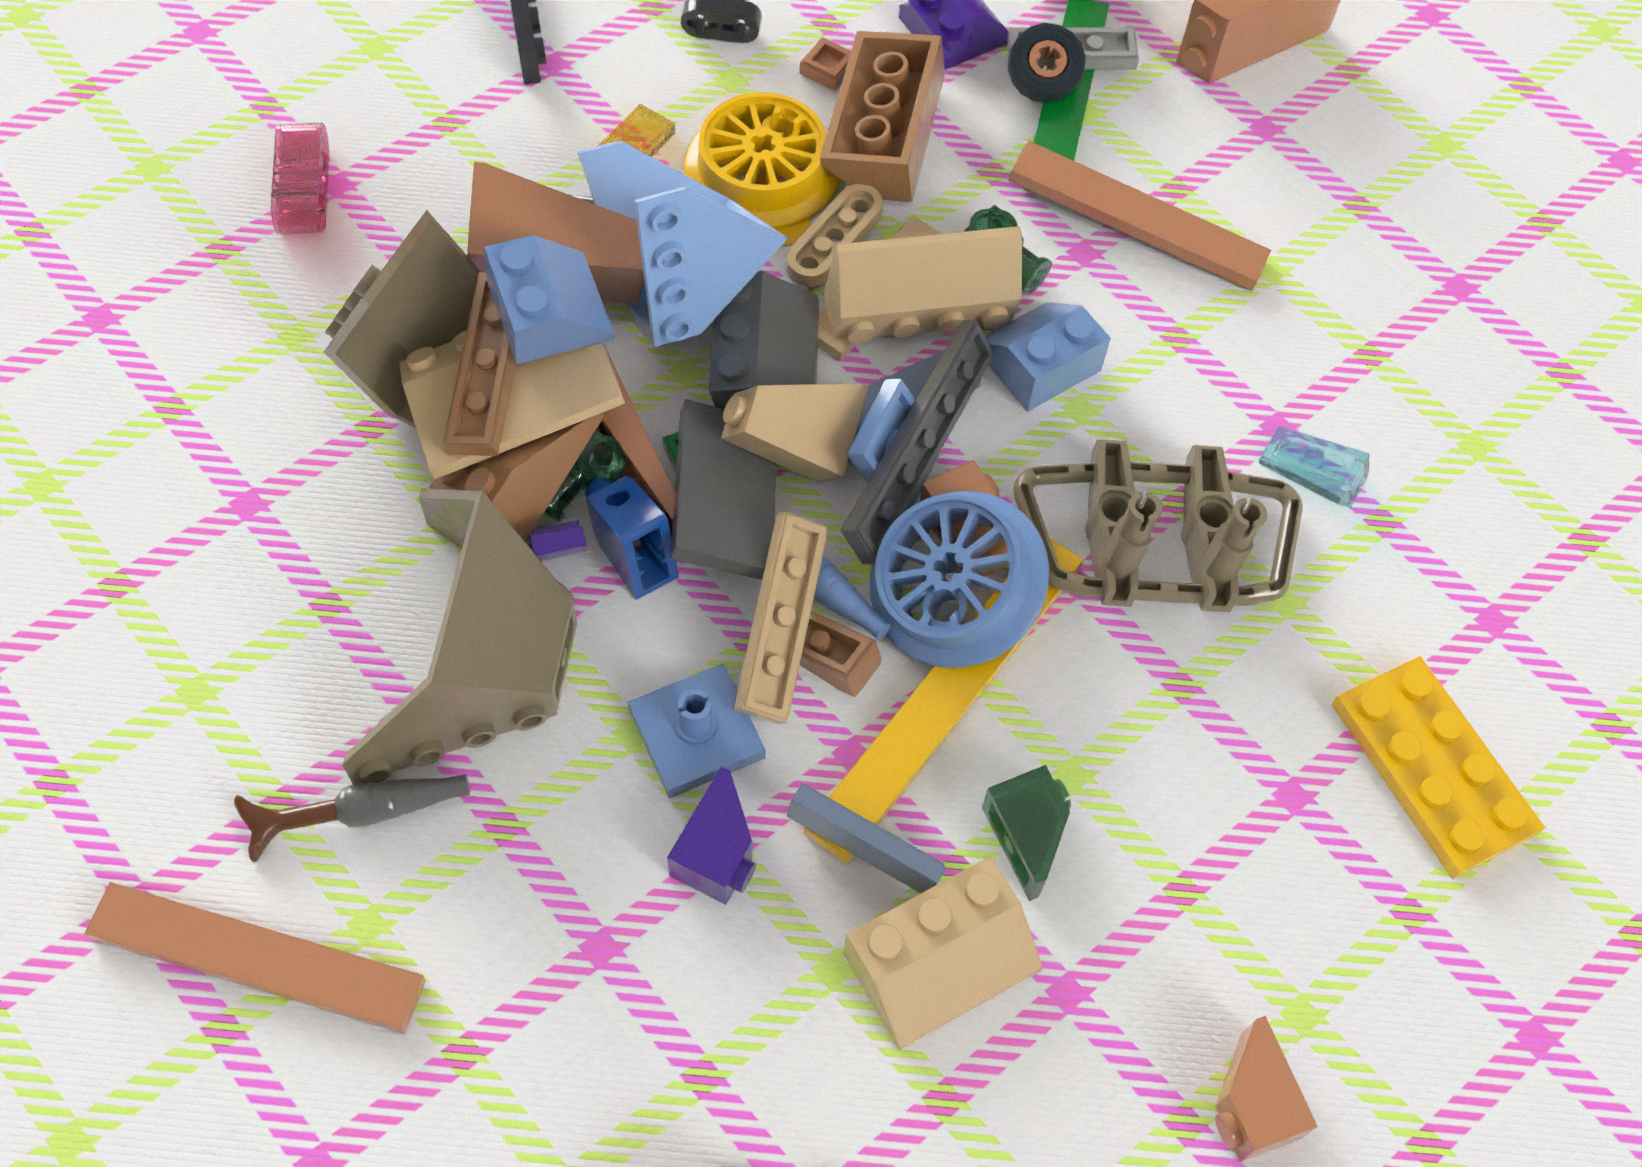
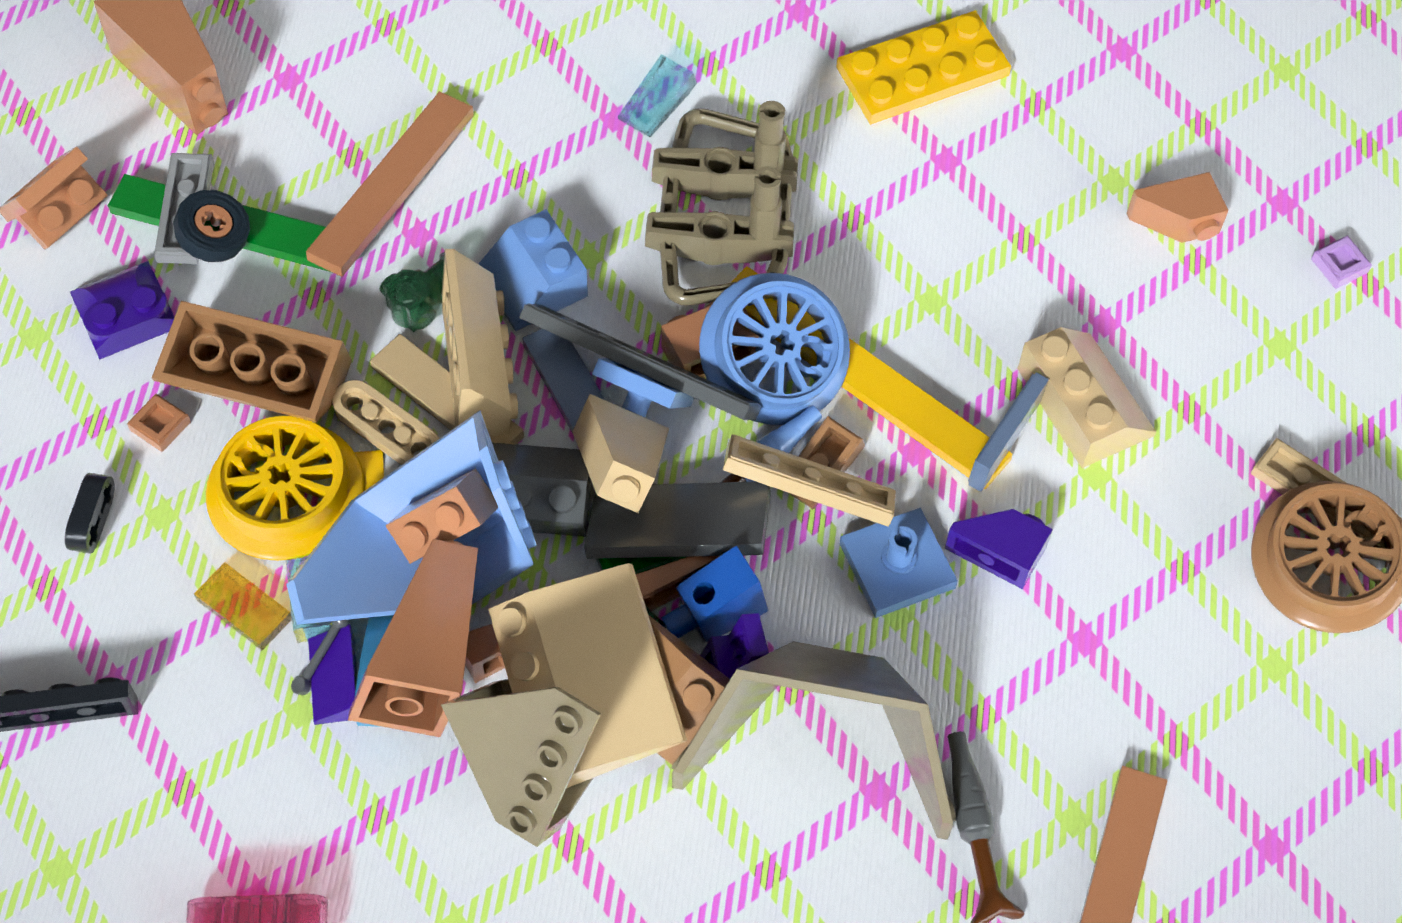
camera: 85 degrees left, 0 degrees up
(481, 381) = (596, 682): medium nougat tile -> none
(545, 297) = (535, 617): medium blue slope -> none
(1029, 822) = (986, 325): clear green slope -> none

